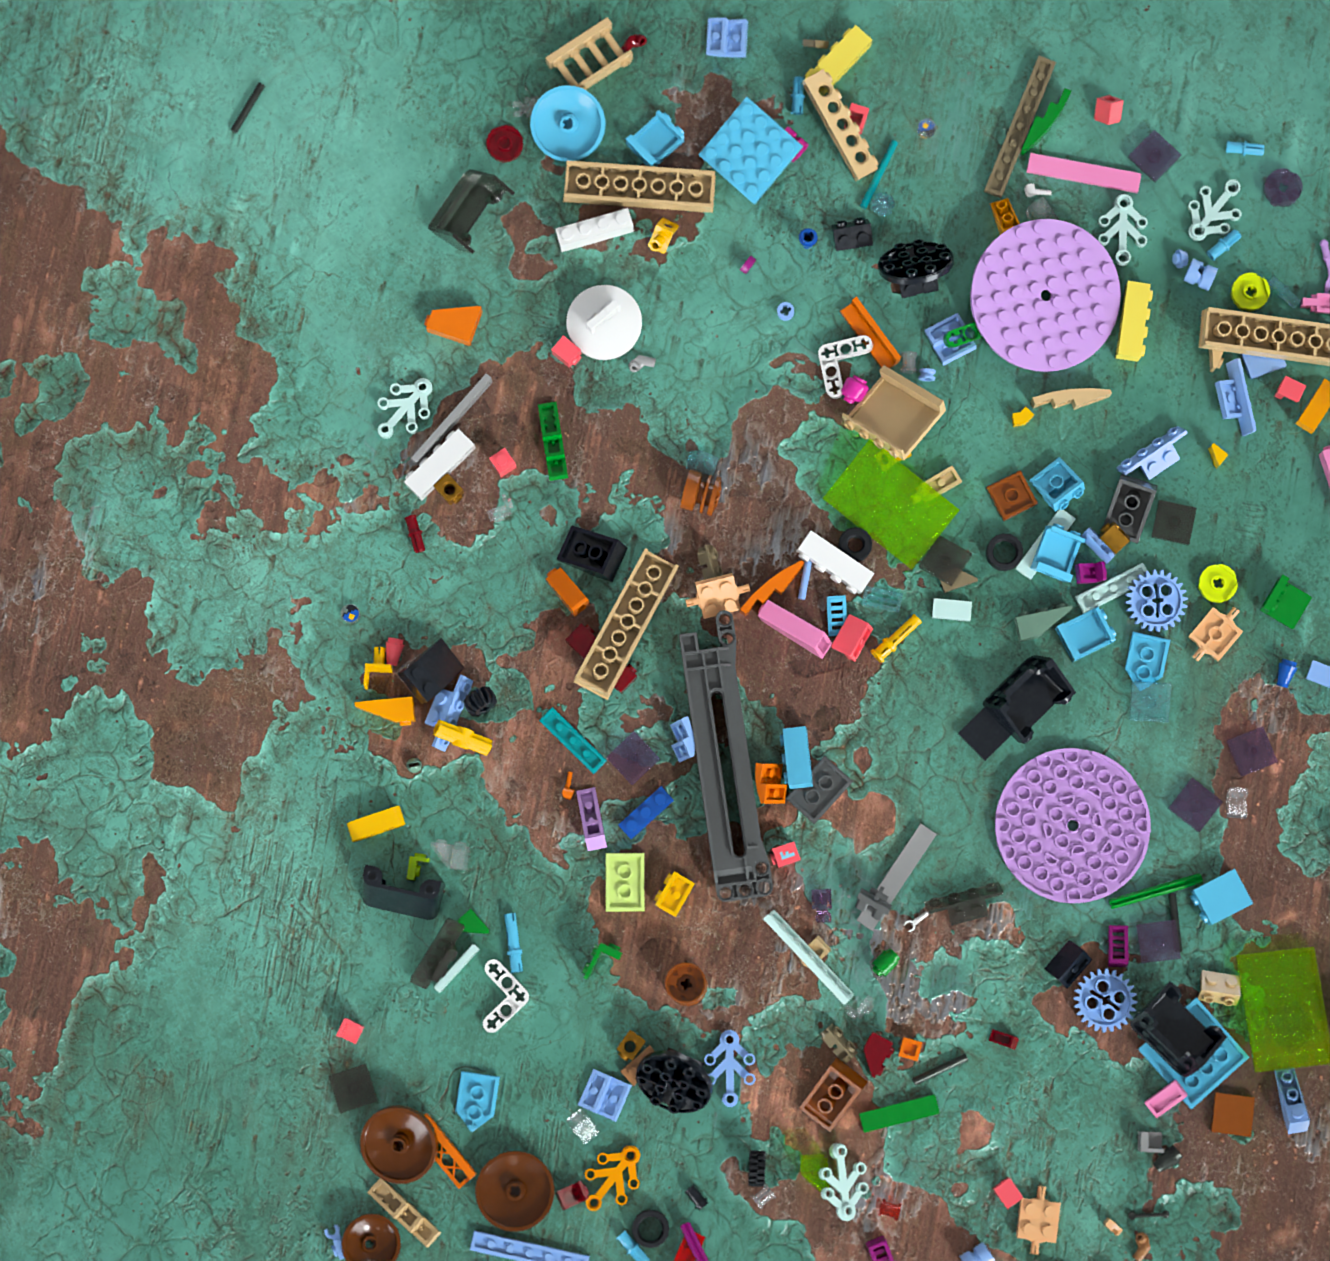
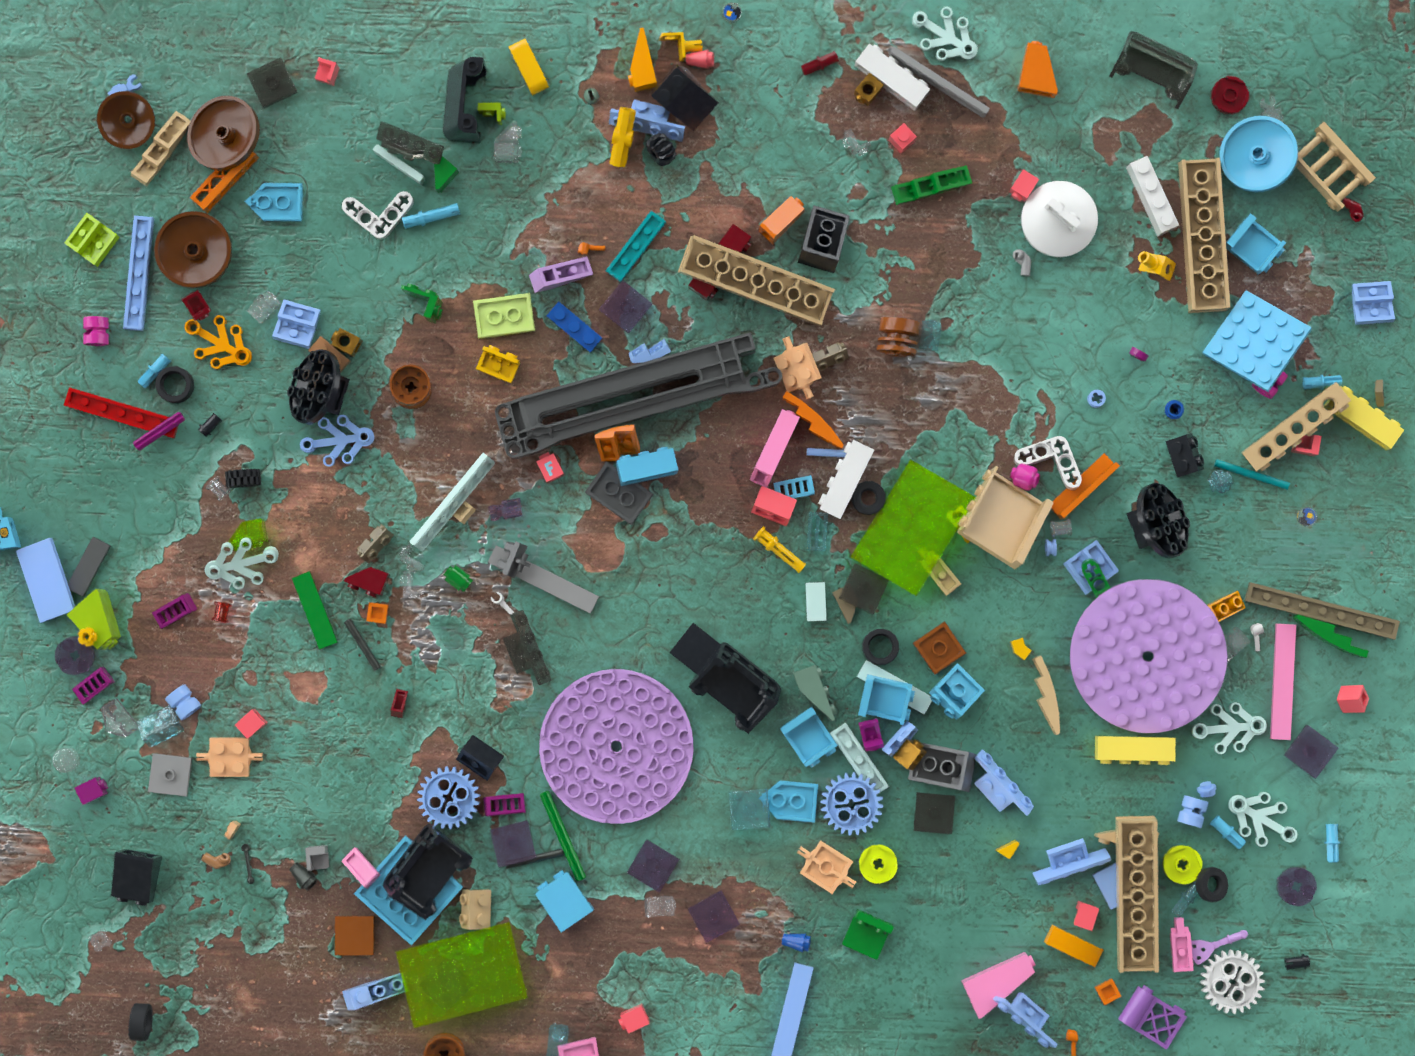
camera: 80 degrees right, 5 degrees up
(833, 1094) = (324, 544): dark orange slope -> none
(883, 1015) = (406, 582): none -> clear bracket
(1269, 274) = (1221, 884): none -> black tyre

